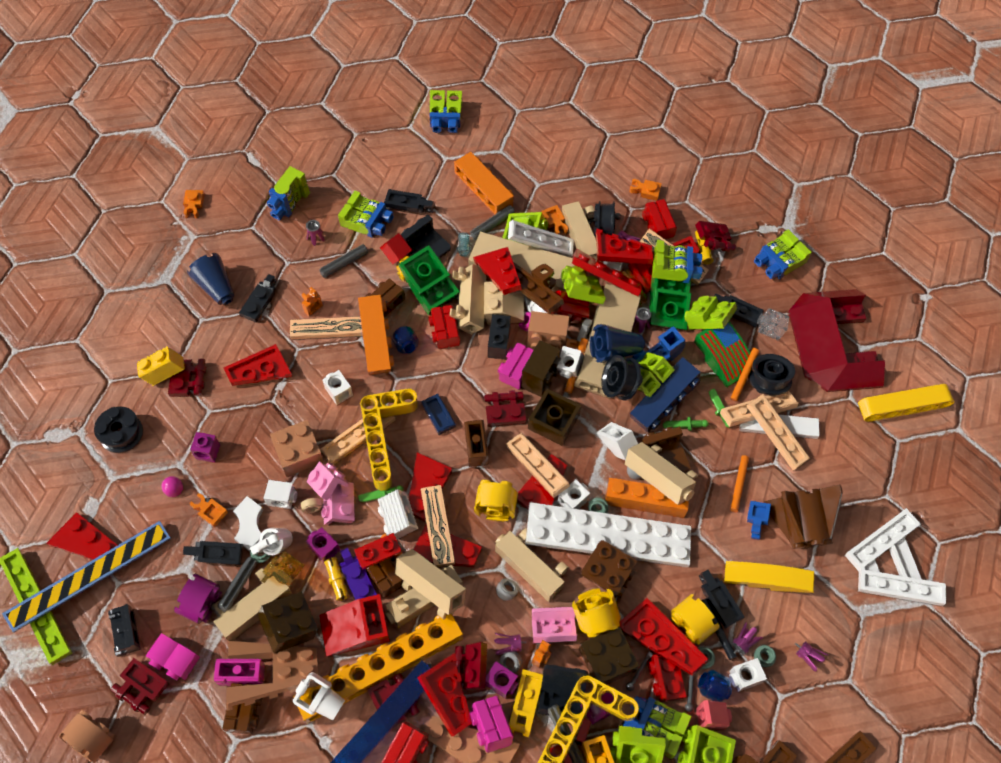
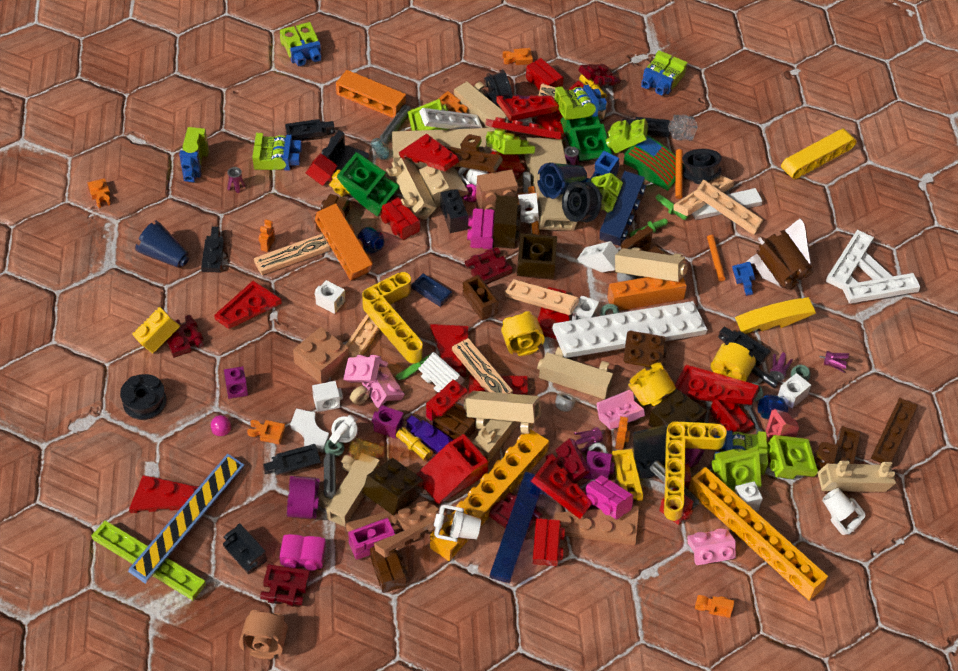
camera: 25 degrees left, 10 degrees down
(343, 261) = (275, 196): dark grey axle -> none
(820, 345) = (729, 132): dark red slope -> none

